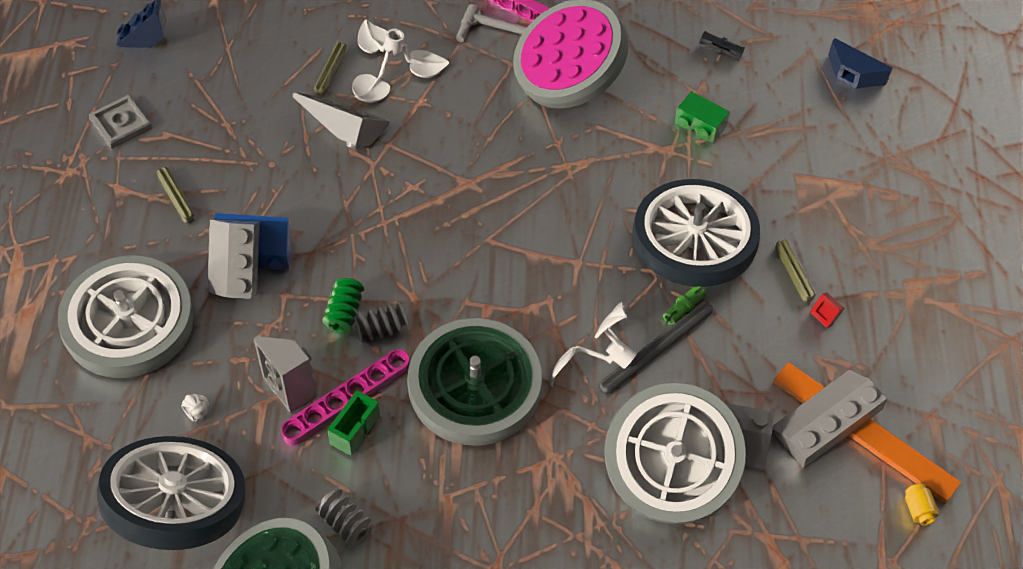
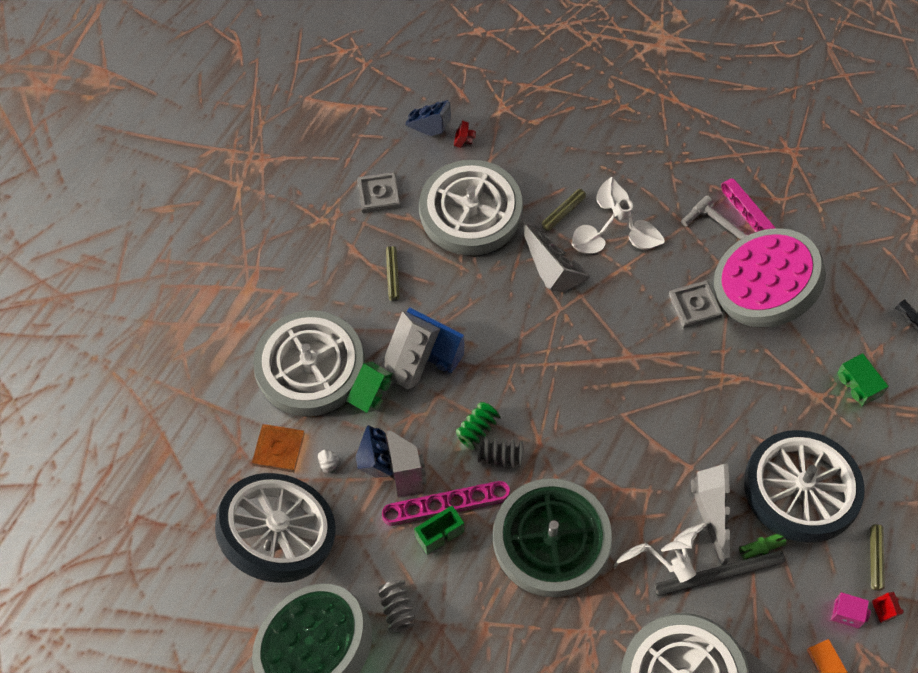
camera: 30 degrees right, 5 degrees up
(131, 417) = (278, 448): none -> clear orange tile
(188, 32) = (464, 135): none -> red tile
(207, 312) = (368, 387): none -> green piece
(230, 98) = (471, 207): none -> white wheel
(245, 377) = (374, 453): none -> dark blue slope
(508, 109) = (695, 304): none -> light grey tile
(615, 280) = (710, 495): none -> light grey wedge
(795, 327) = (851, 610): none -> dark pink brick

